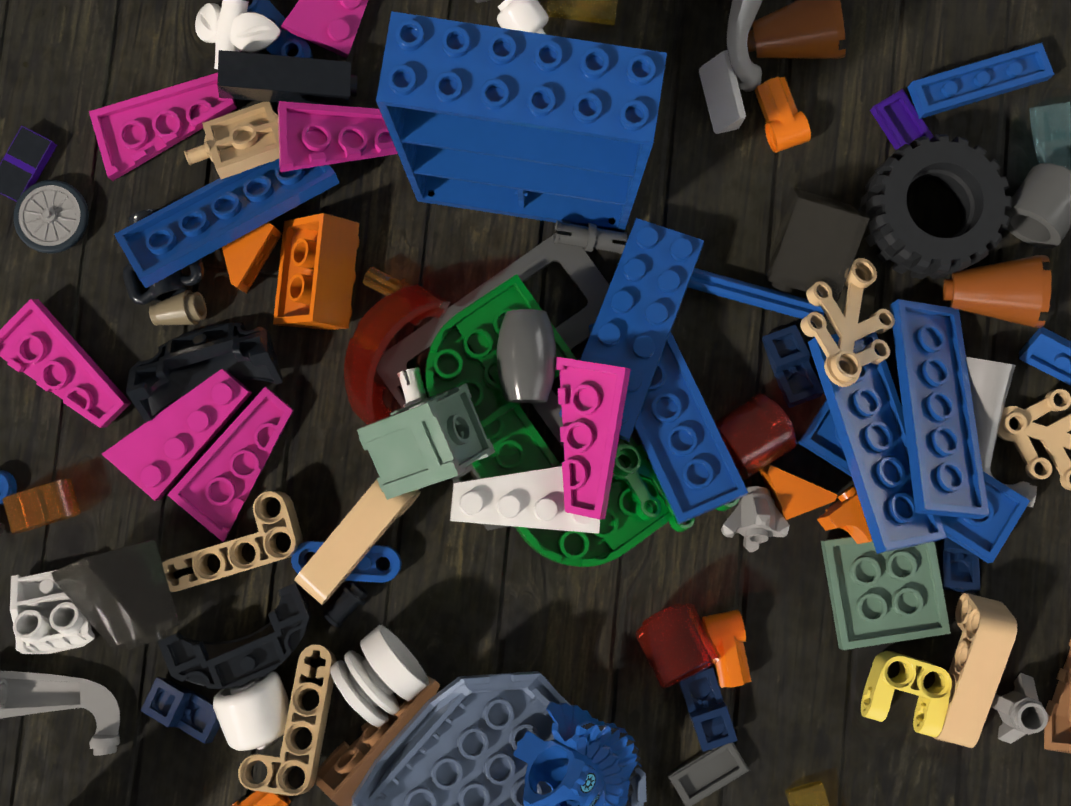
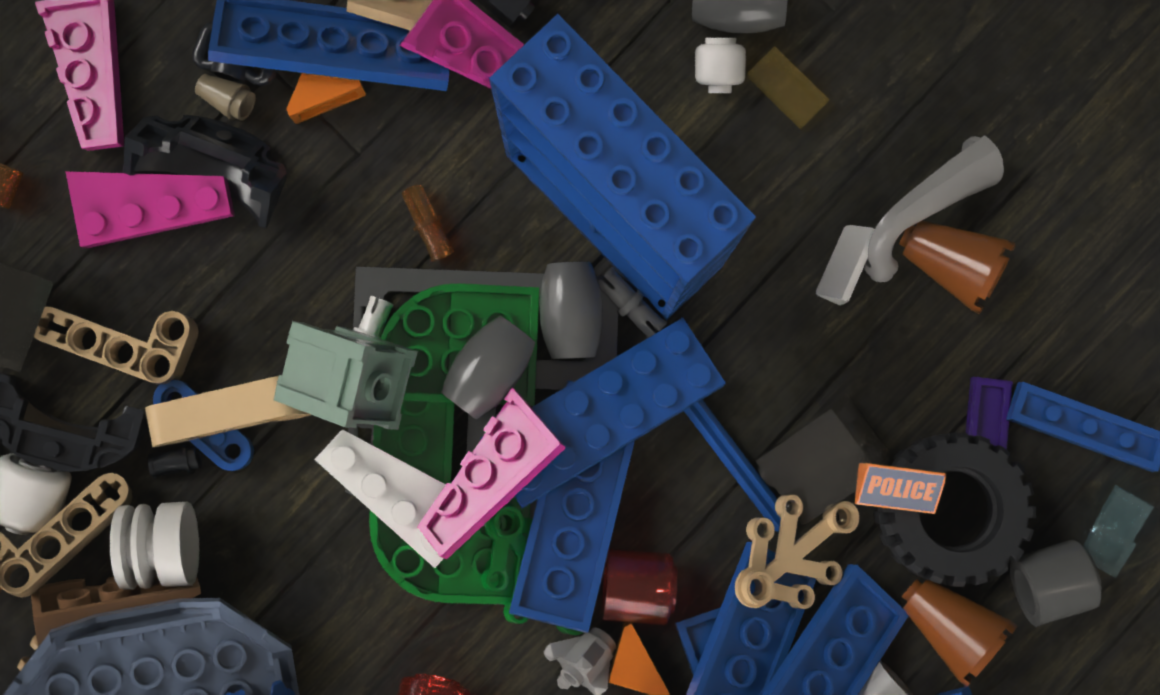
camera: 35 degrees right, 0 degrees up
(229, 469) = (160, 269): dark pink wing -> none
(316, 272) = (368, 154): orange slope -> none
(373, 337) = (372, 248): clear red windscreen -> none
(552, 272) = (571, 310): none -> dark grey piece
(784, 124) = (881, 332): orange piece -> none
(791, 366) = (721, 551): dark blue slope -> none
(891, 216) = (899, 488): none -> slope

